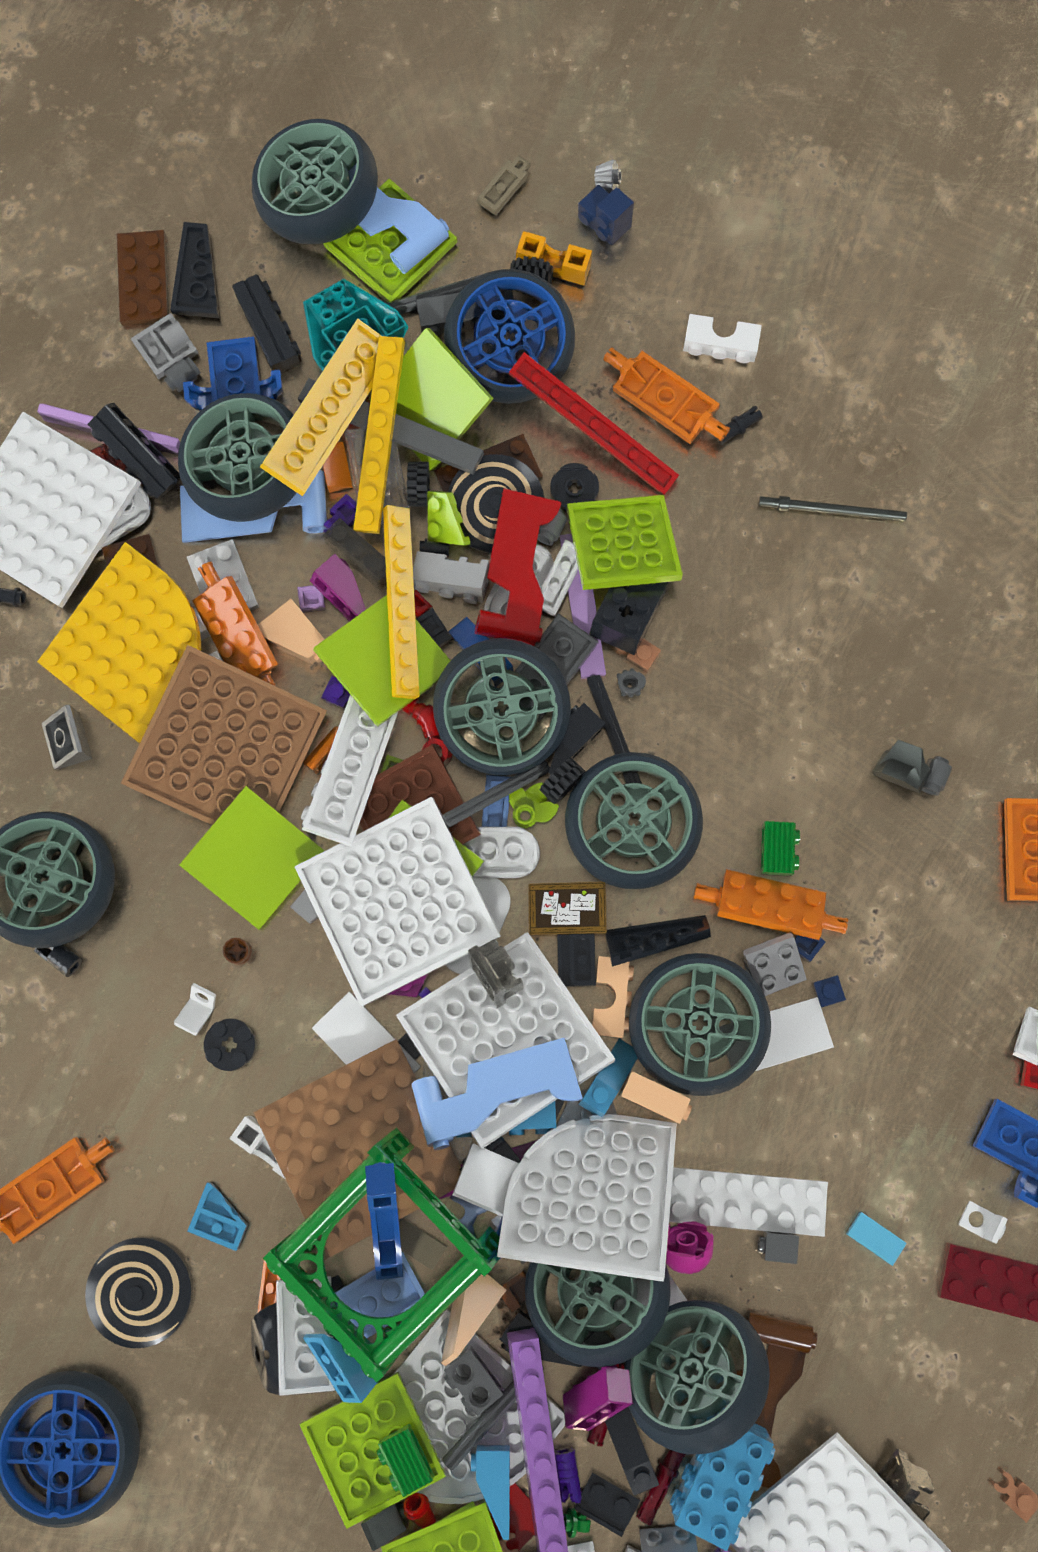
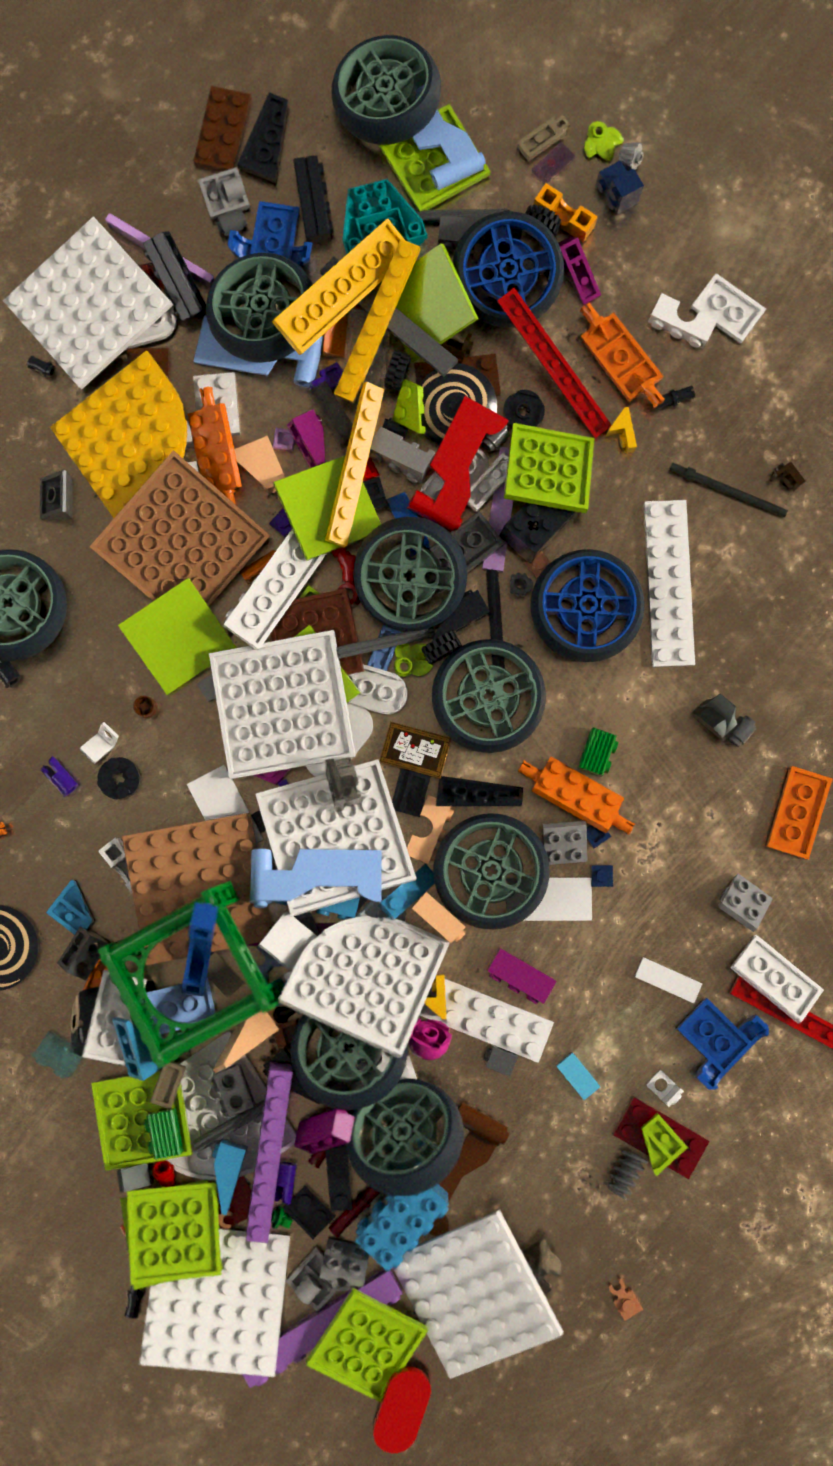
camera: 10 degrees right, 5 degrees up
(162, 1067) = (62, 779): none -> dark purple hinge
(244, 1268) = (82, 953): none -> dark grey brick
(248, 1401) = (58, 1055): none -> clear light blue bracket
(393, 1398) = (168, 1084): none -> dark tan tile
(480, 440) = (458, 348): none -> dark brown bracket
(503, 1269) = (282, 1013): none -> black pin
(524, 210) = (553, 163): none -> tile
(572, 173) = (604, 143): none -> lime plate
(588, 316) = (578, 270): none -> magenta slope
(685, 1199) = (438, 1002): none -> yellow slope
(693, 472) = (624, 426): none -> yellow slope
(759, 673) = (549, 603): none -> blue wheel
(772, 307) = (730, 306): none -> white plate
(772, 1139) = (520, 976): none -> magenta brick
(799, 633) = (669, 583): none -> white plate
(897, 471) = (791, 475): none -> dark brown bracket
(944, 1091) = (668, 980): none -> white tile
(970, 1340) = (626, 1173): none -> dark grey piece
(1001, 1290) = (661, 1143): none -> lime wing
(1005, 972) = (745, 902): none -> light grey plate

